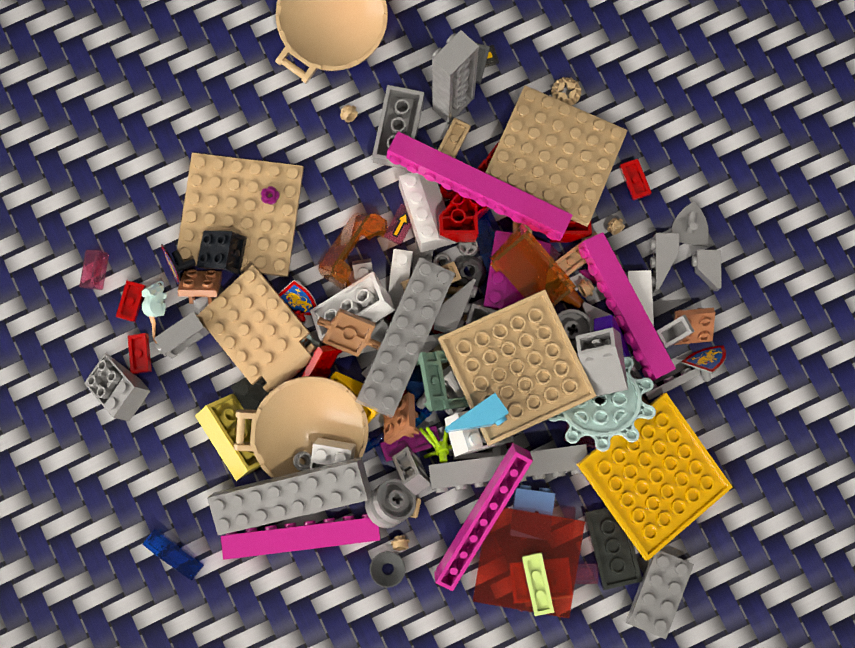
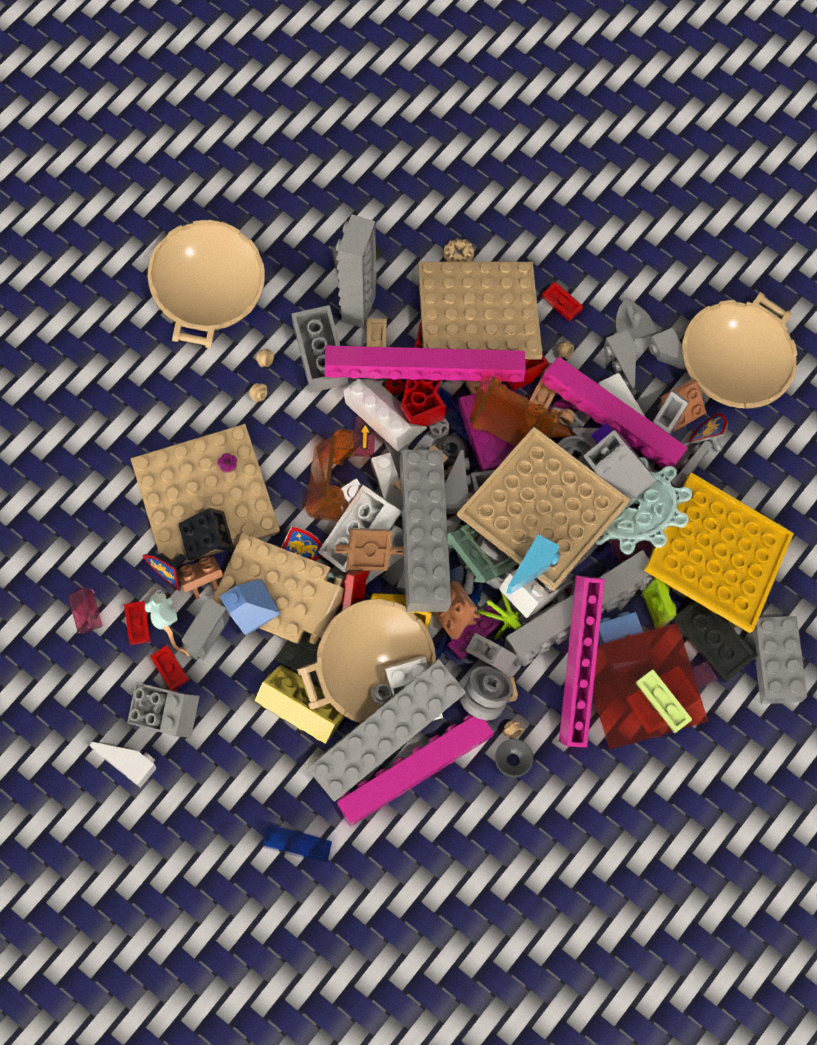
camera: 30 degrees left, 10 degrees down
(70, 421) = (129, 762): none -> white slope
(227, 333) = (250, 605): none -> medium blue slope
(328, 142) = (258, 392): none -> tan plate
(579, 496) = (659, 603): none -> lime plate
(771, 301) = (741, 352): none -> tan dish

